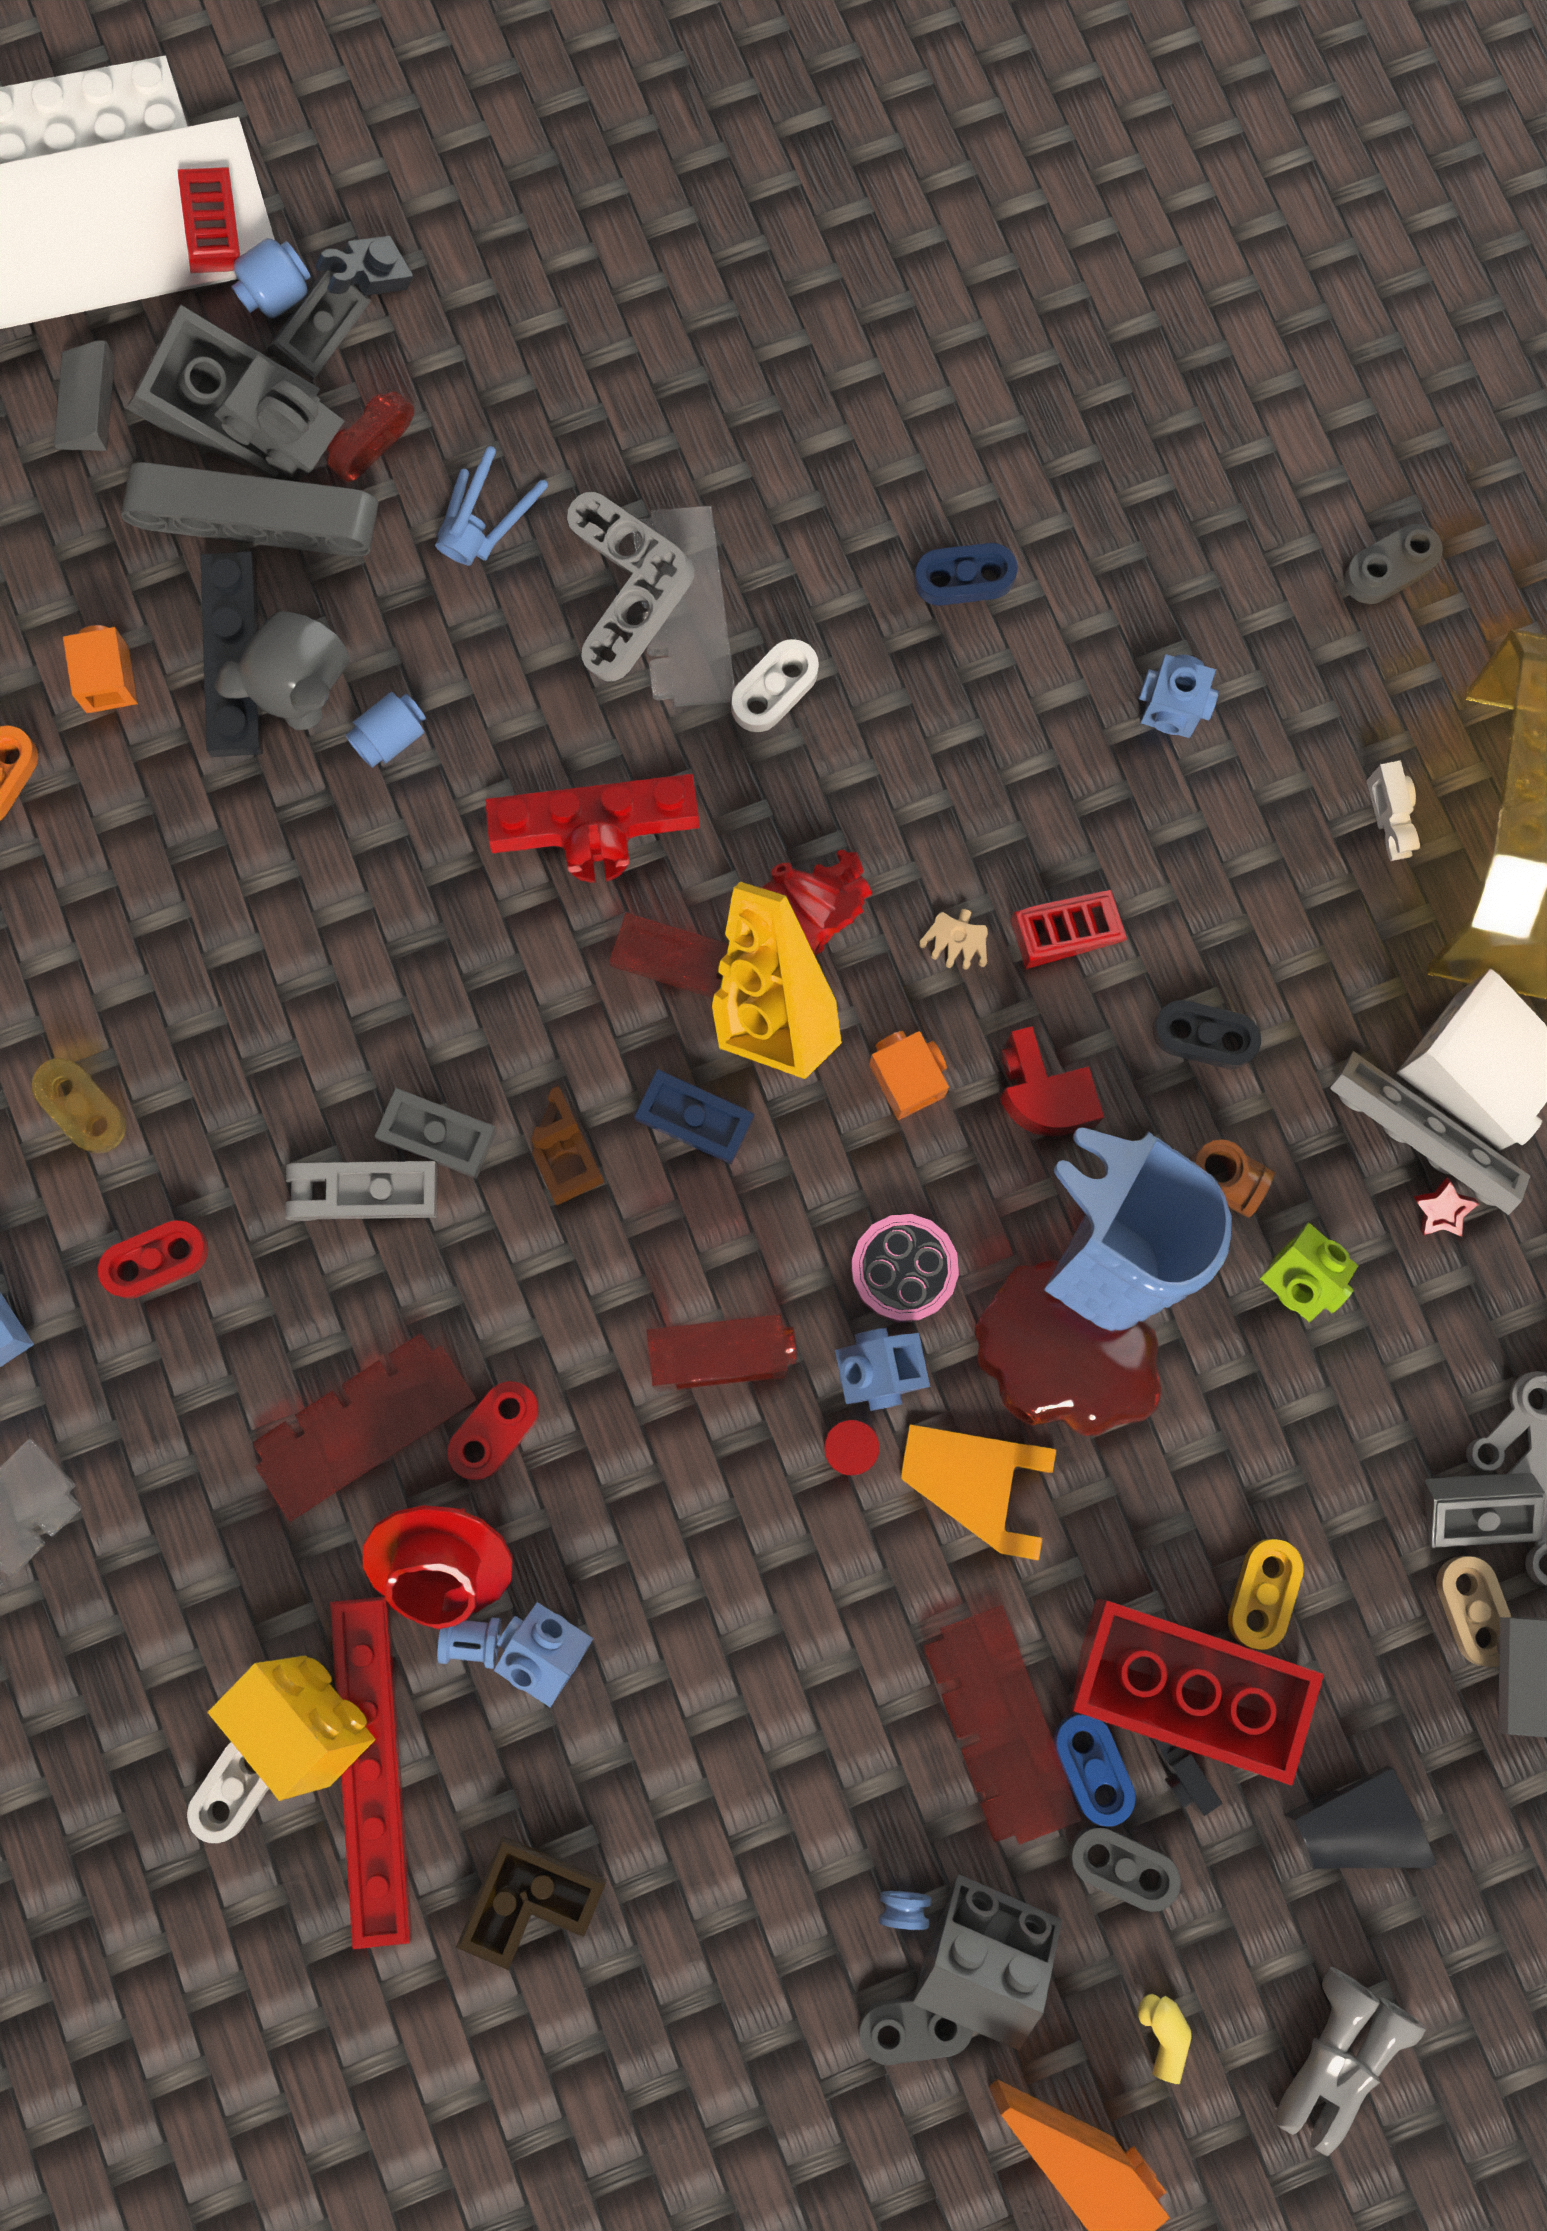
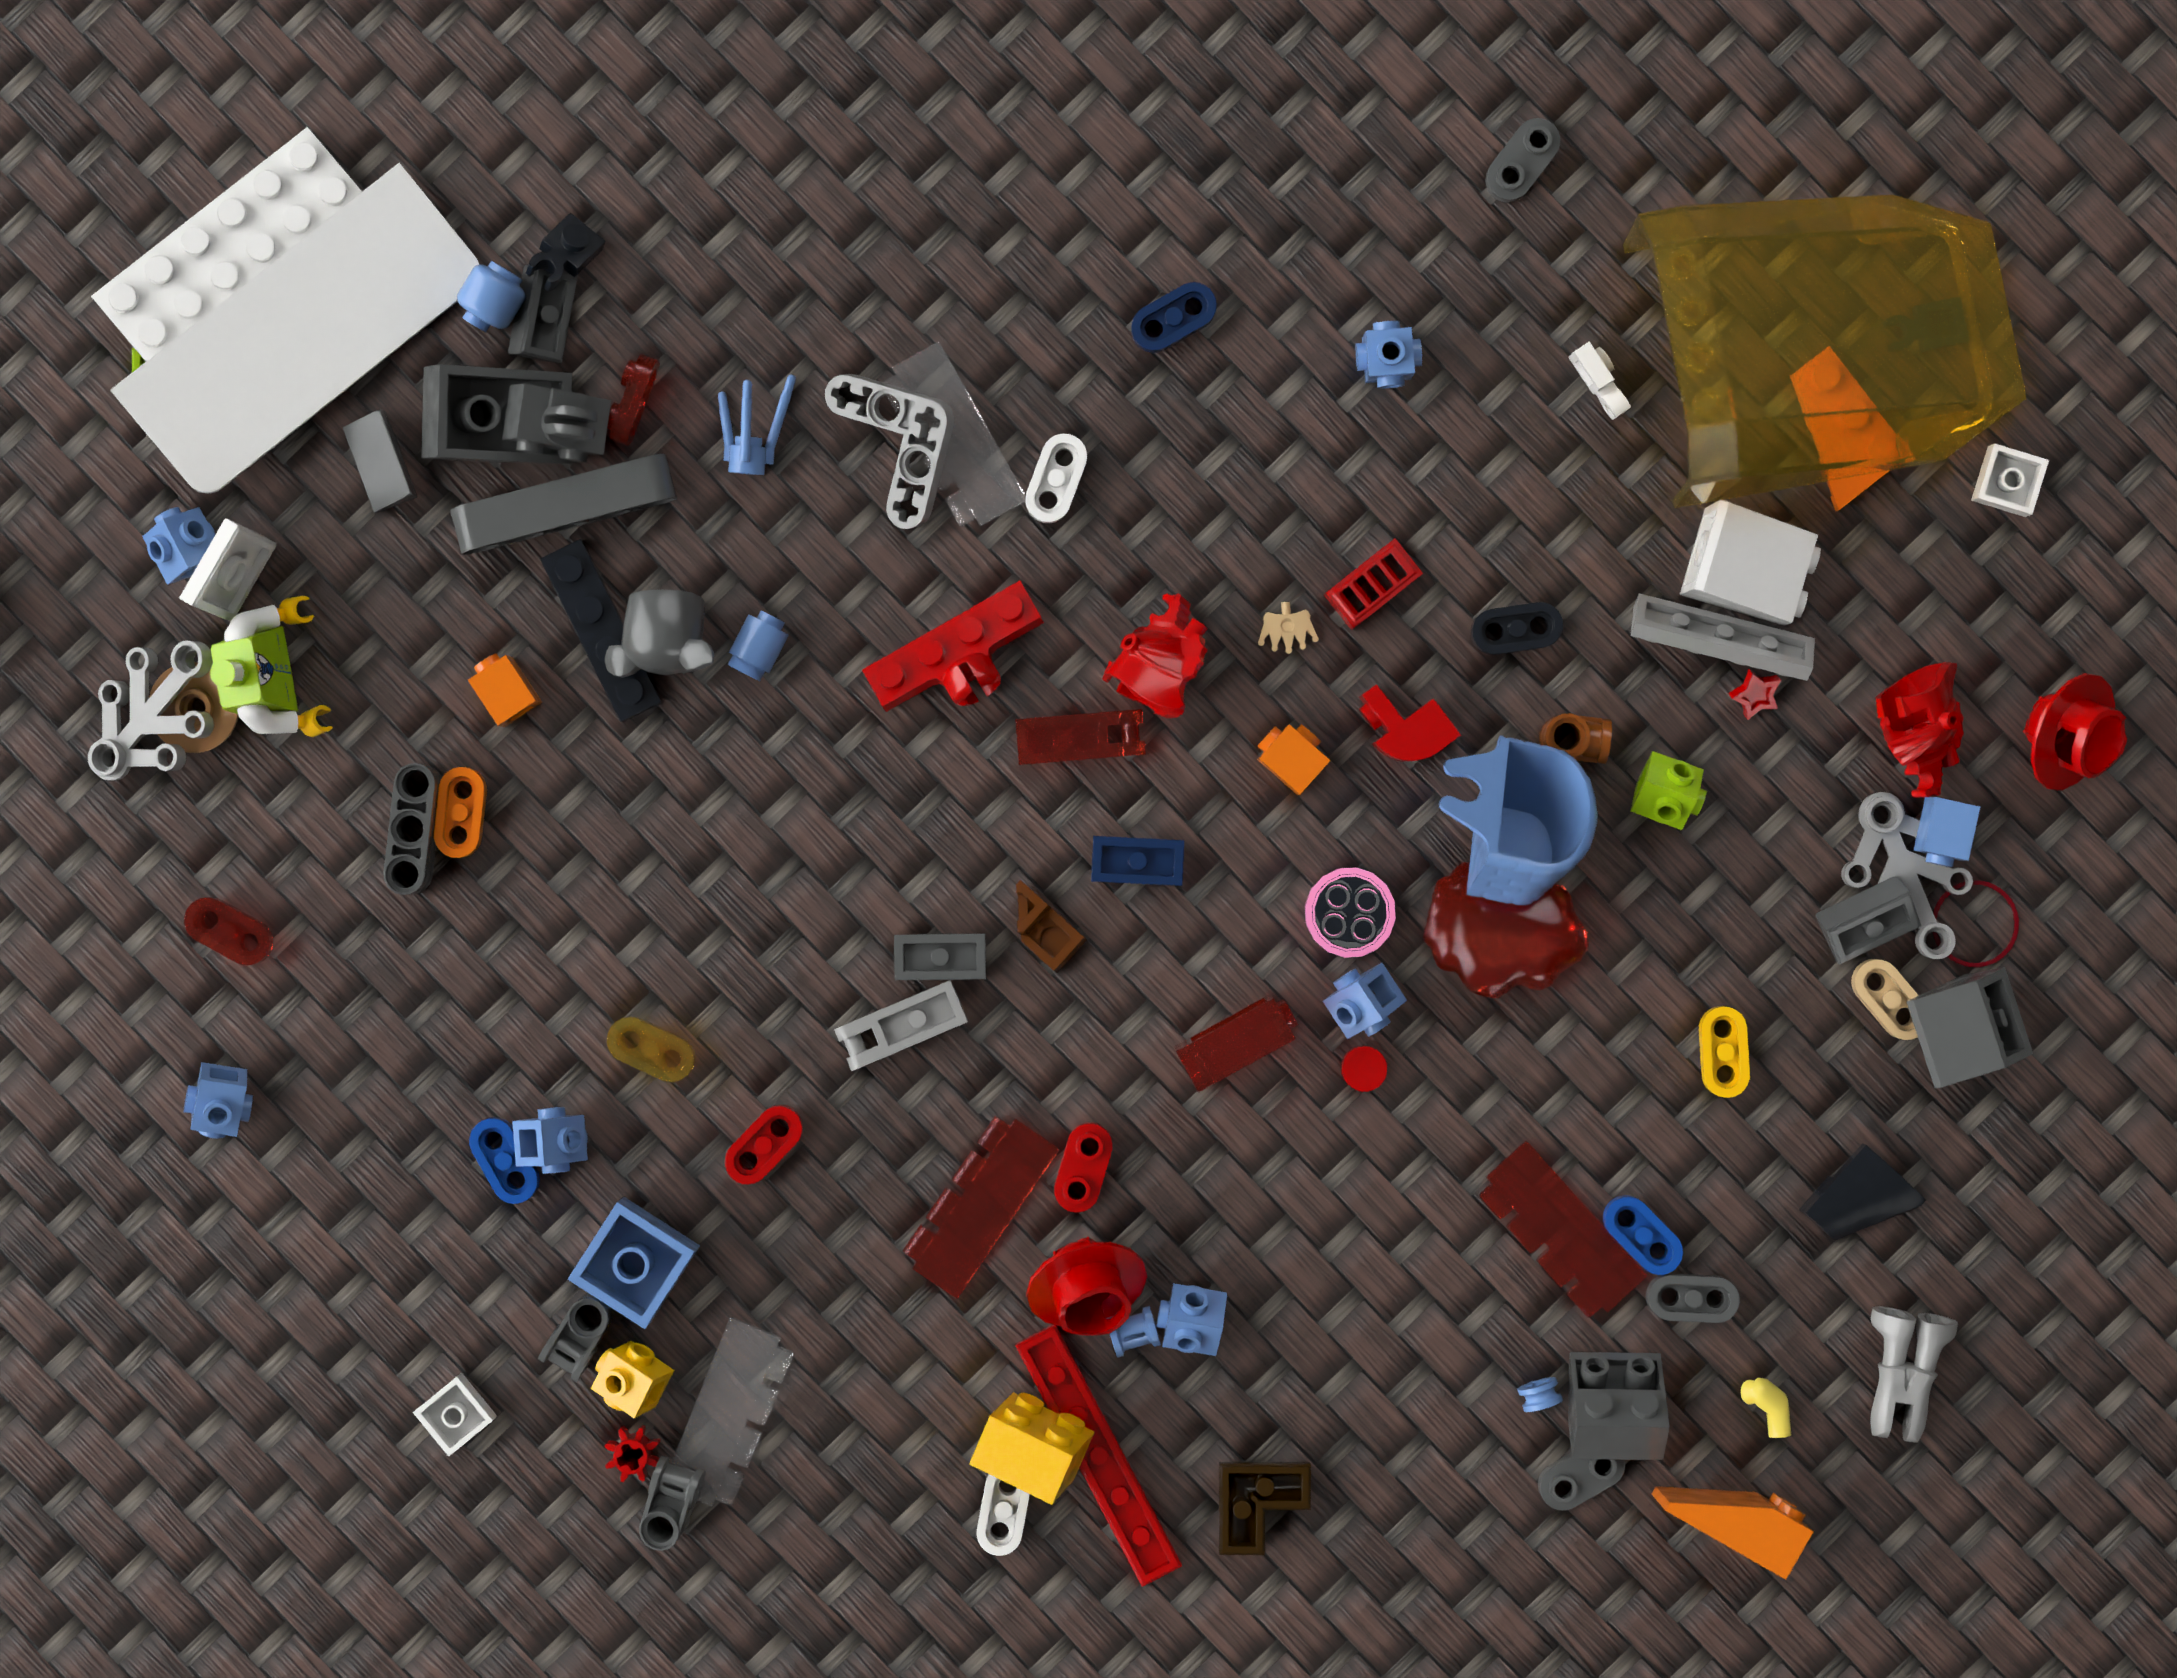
camera: 15 degrees left, 10 degrees up
(212, 257) = (438, 297): red slope -> none
(772, 988) = (1164, 746): yellow wedge -> none
(973, 1481) = (1468, 1057): light orange flag -> none
(1186, 1780) = (1715, 1216): black plate -> none
(1195, 1691) = (1695, 1148): red slope -> none

